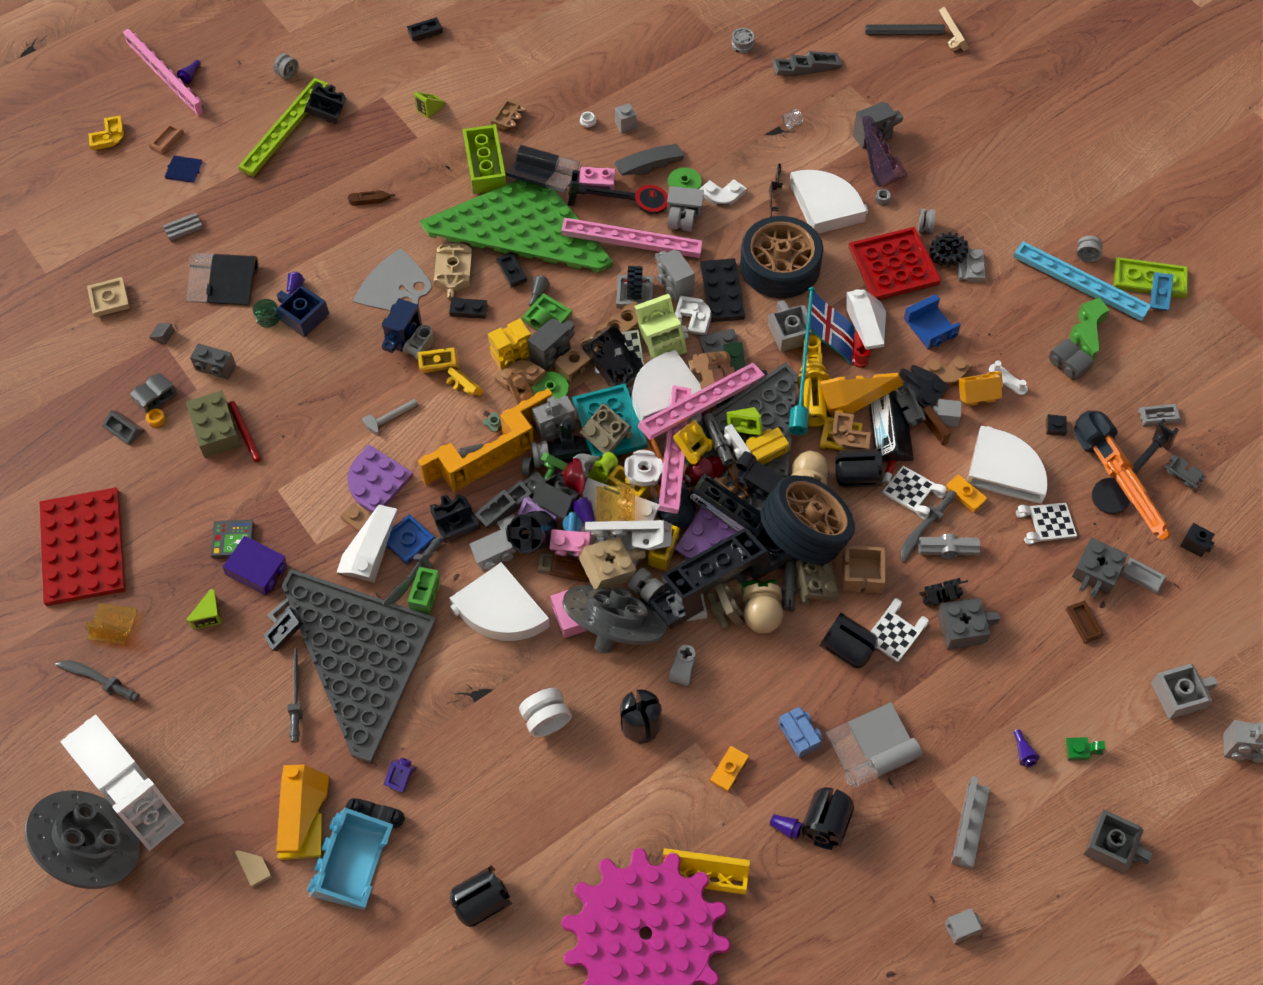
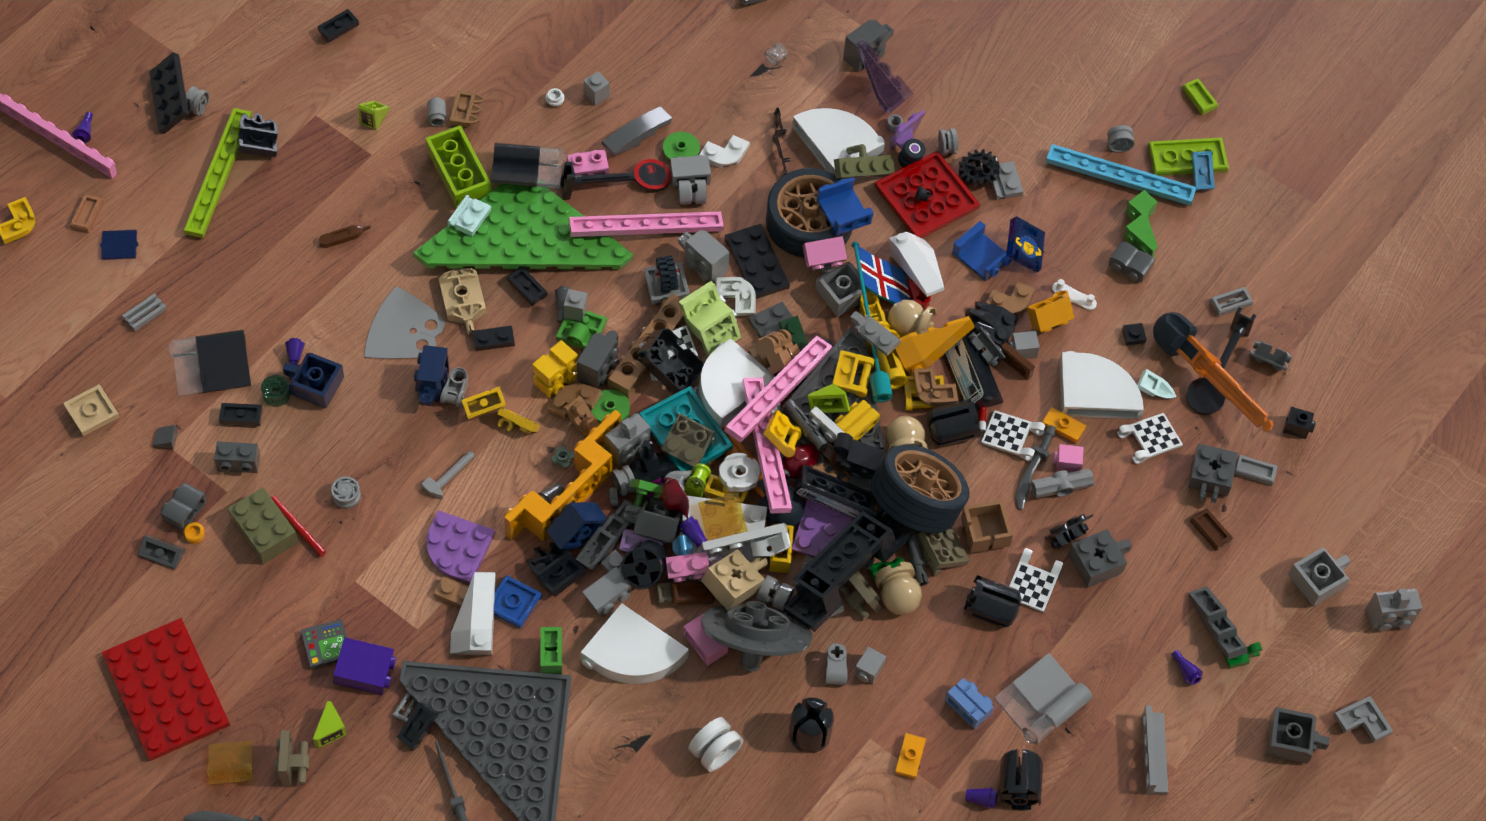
camera: 20 degrees left, 0 degrees up
(158, 633) = (289, 761): none -> dark tan plate
(230, 326) = (240, 414): none -> black plate
(265, 55) = (168, 93): none -> black plate
(295, 411) = (345, 492): none -> light grey wheel
(423, 561) = (538, 621): dark grey sword -> none
(478, 199) = (469, 215): none -> light aqua plate
(482, 112) = (436, 111): none -> light grey brick
(482, 482) = (576, 524): none -> dark blue hinge
(545, 292) = (575, 305): none -> light grey brick
(715, 673) = (870, 665): none -> light grey brick
(771, 398) = (846, 372): none -> yellow plate
(782, 291) = (824, 252): none -> bright pink brick
(806, 371) = (875, 333): none -> light grey hinge
(810, 254) = (843, 206): none -> blue panel
(840, 224) = (863, 165): none -> olive plate
(846, 364) = (910, 317): none -> tan tile
(885, 209) = (911, 149): none -> plate
(888, 260) = (922, 194): none -> black piece
(961, 524) = (1068, 458): none -> bright pink brick
(974, 323) = (1025, 244): none -> clear blue container
(1064, 475) = (1155, 385): none -> light aqua plate
(1067, 713) = (1217, 623): none -> dark grey slope
(1176, 227) = (1200, 96): none -> lime tile
(1198, 839) = (1365, 714): none -> light grey plate

